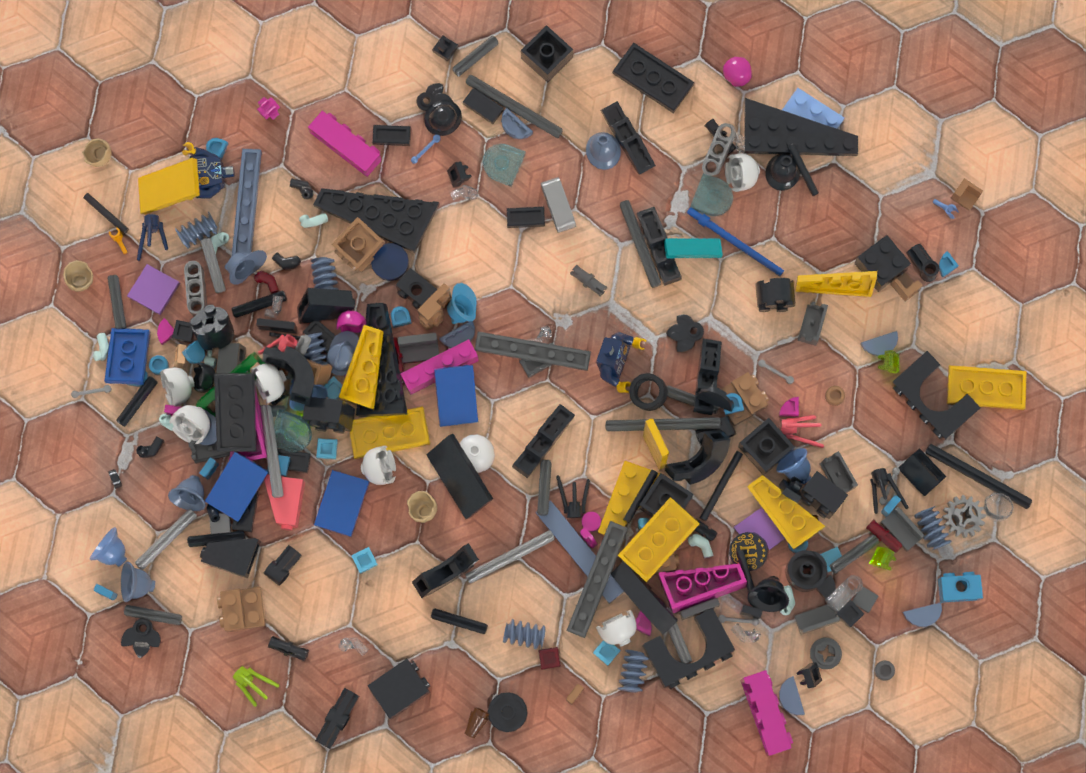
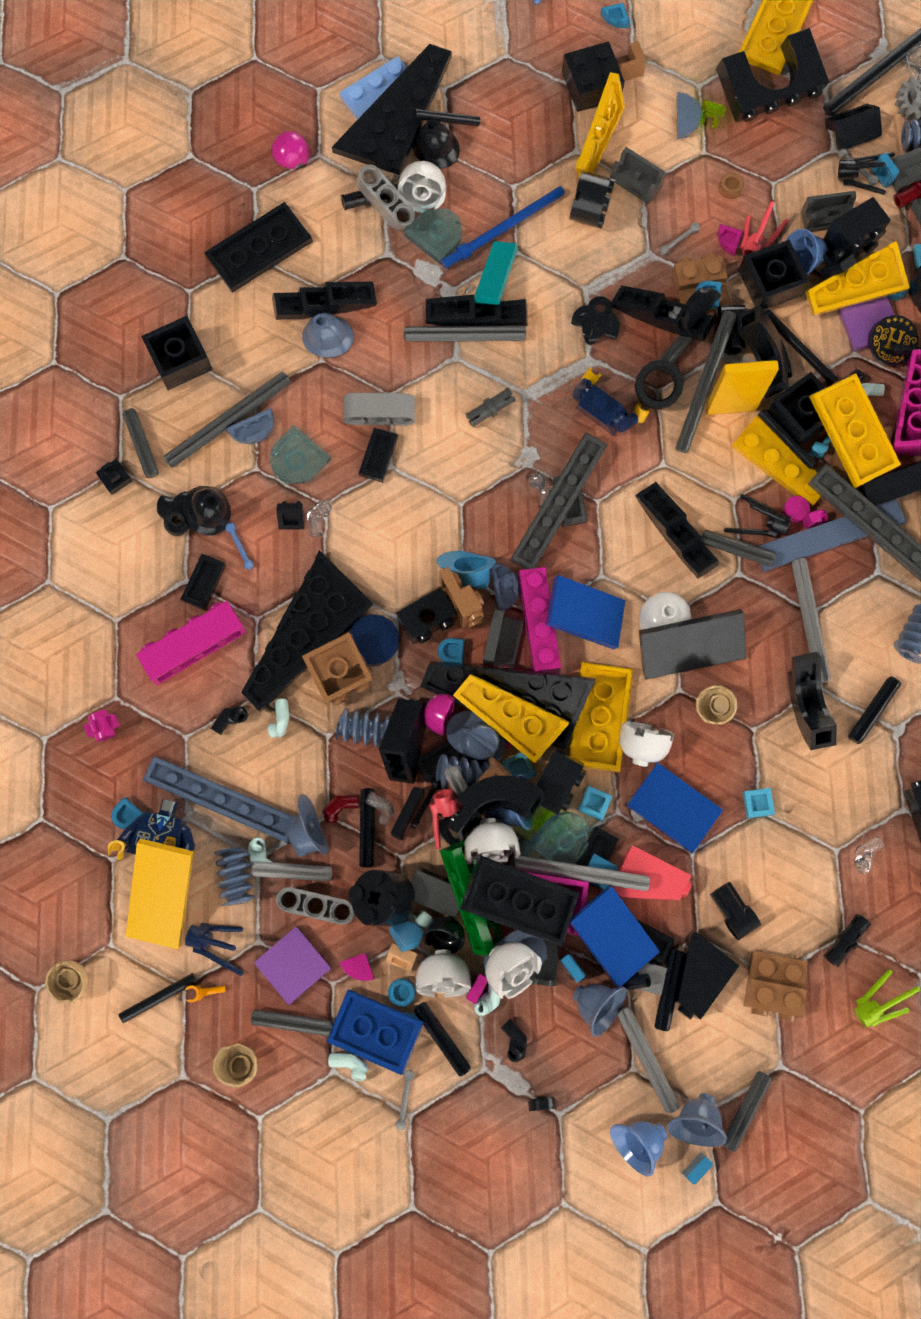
camera: 75 degrees left, 0 degrees up
(141, 640) = (776, 1138): black plate -> none
(183, 332) = (370, 941): black tile -> none
(286, 263) = (325, 772): black arm -> none
(483, 106) = (211, 456): black tile -> none
(923, 261) = (609, 32): black piece -> none

